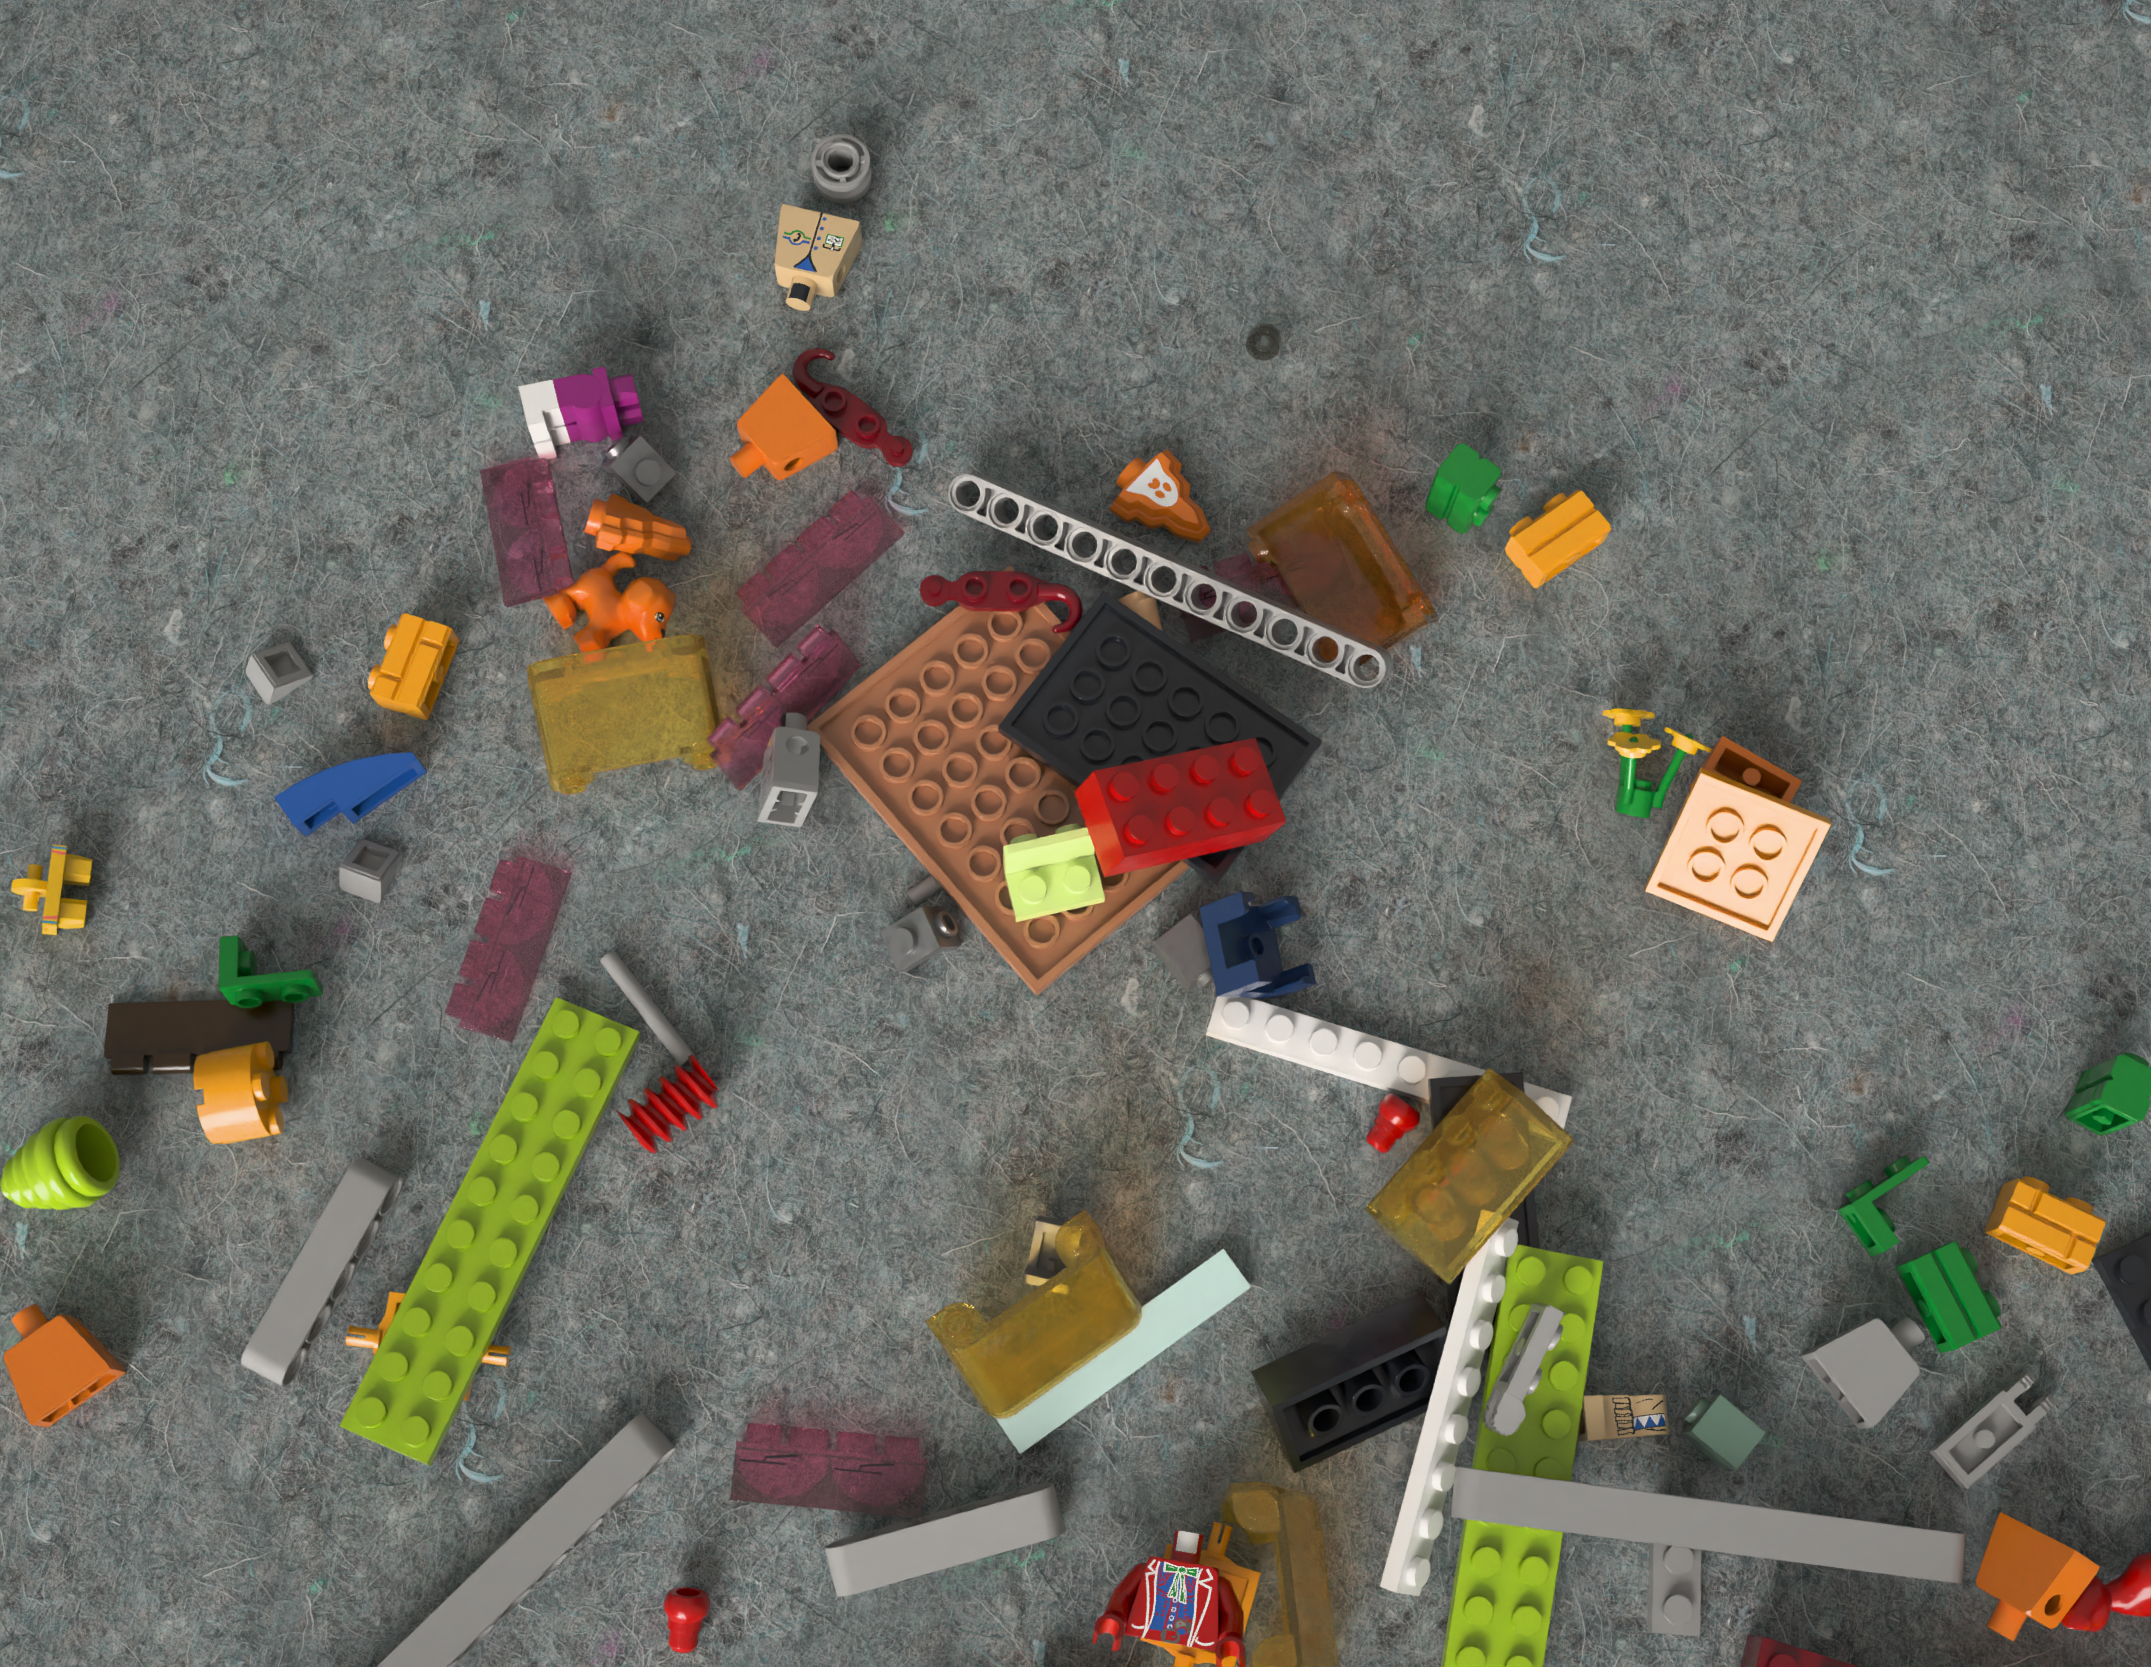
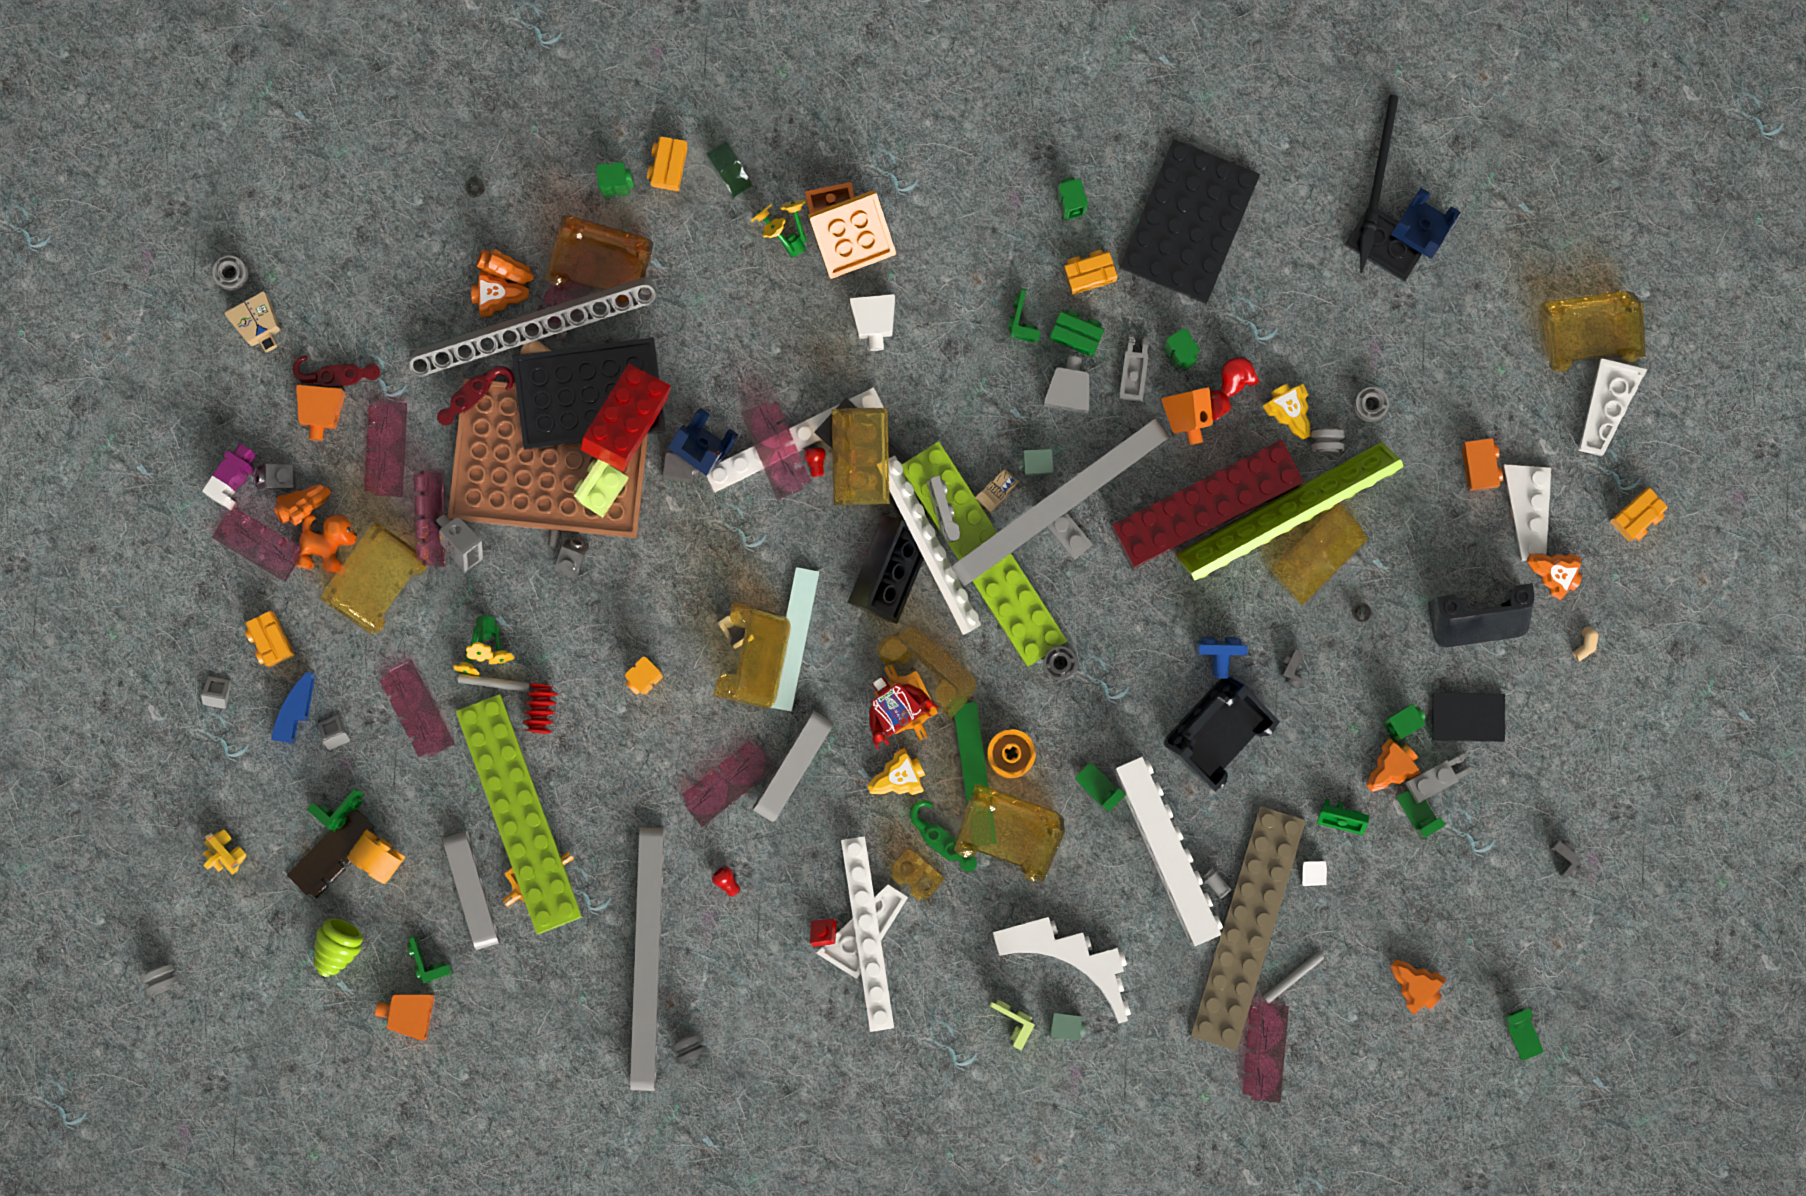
camera: 40 degrees left, 10 degrees up
(141, 1316) = (437, 970): none -> green bracket
(704, 922) = (483, 630): none -> plant
(856, 1196) = (643, 676): none -> light orange brick
(1205, 471) = (503, 266): none -> orange rock
(1340, 1061) = (770, 445): none -> clear pink windscreen
(1635, 617) = (729, 169): none -> clear green slope
(1660, 1000) = (874, 318): none -> white torso
(2099, 1469) = (1181, 350): none -> green brick

